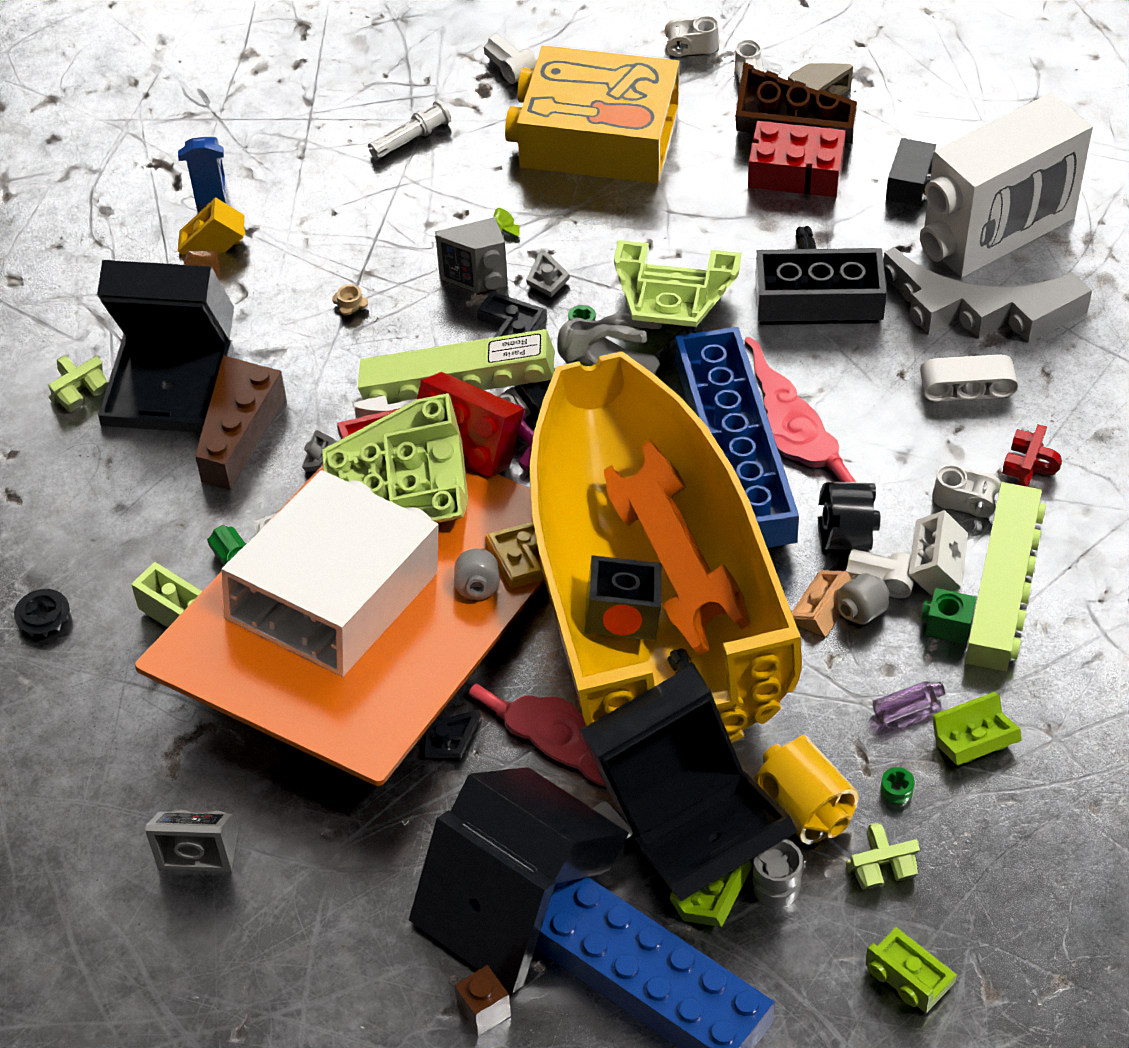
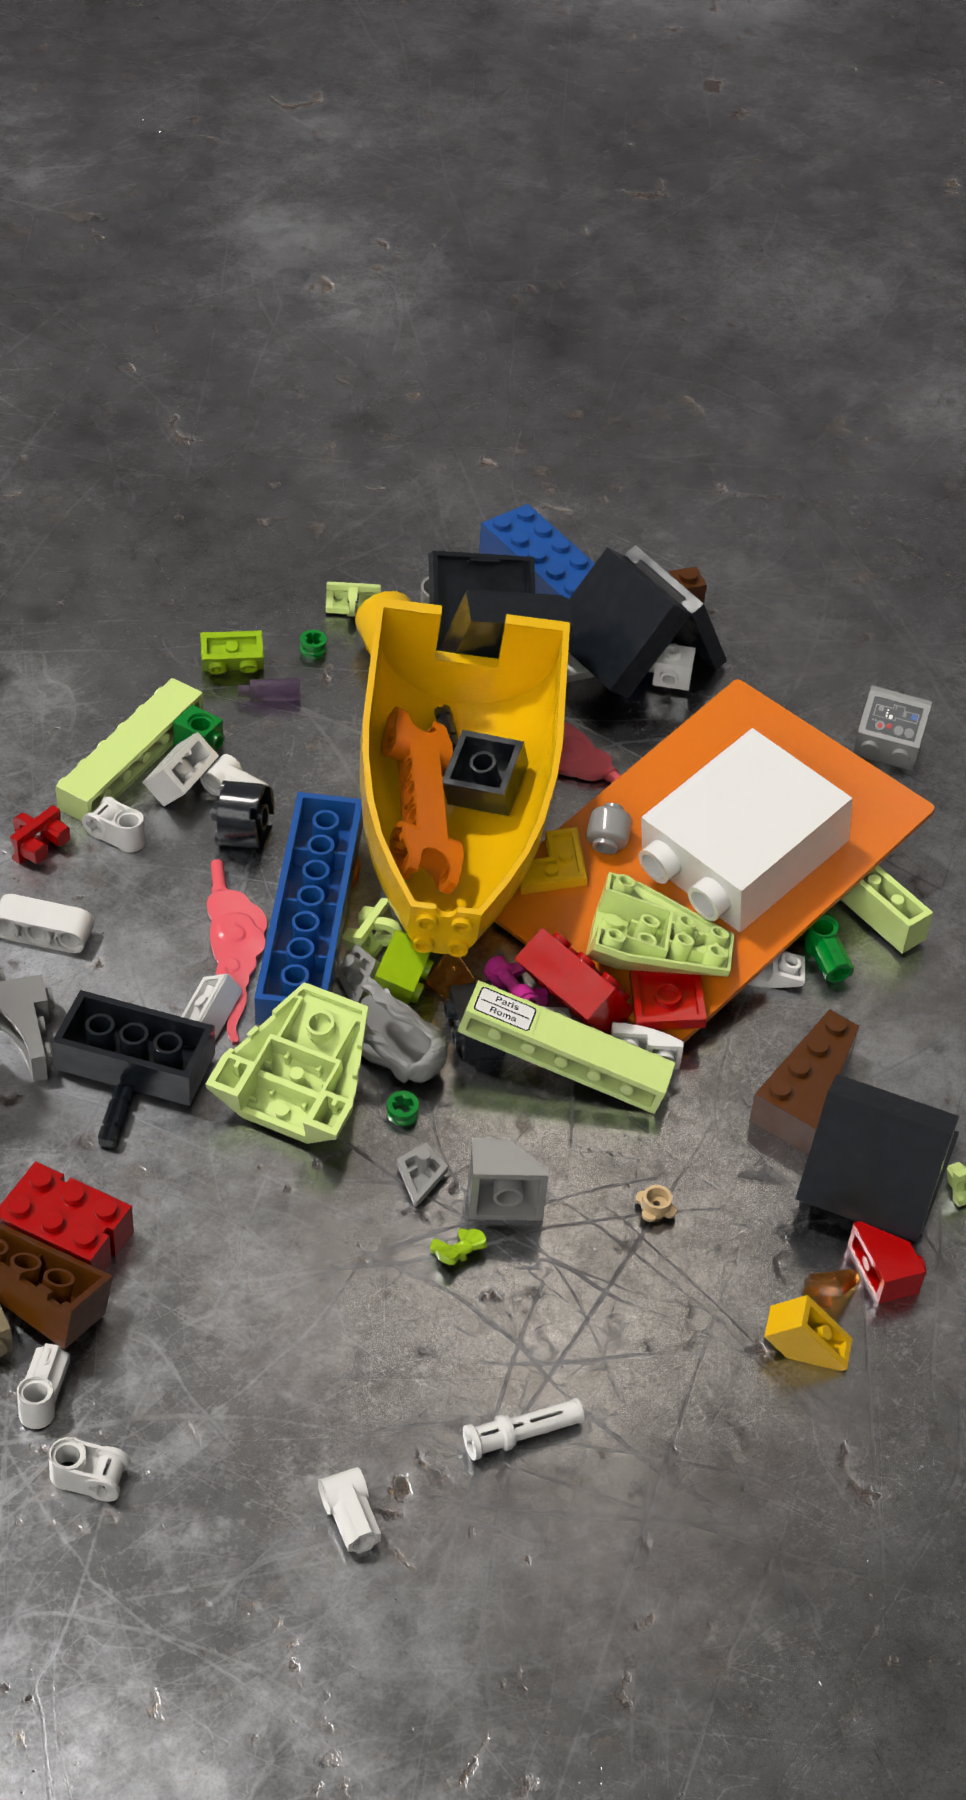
camera: 170 degrees left, 5 degrees down
(205, 168) = (807, 1400): blue piece -> none
(313, 448) = (726, 1031): light grey piece -> none
(511, 314) = (476, 1119): black tile -> none
(595, 114) = (279, 1345): yellow brick -> none
(783, 351) = (213, 1001): none -> white slope
(819, 604) = (306, 777): light nougat slope -> none
(863, 598) = (266, 760): light grey head -> none
(910, 970) = (372, 537): lime bracket -> none

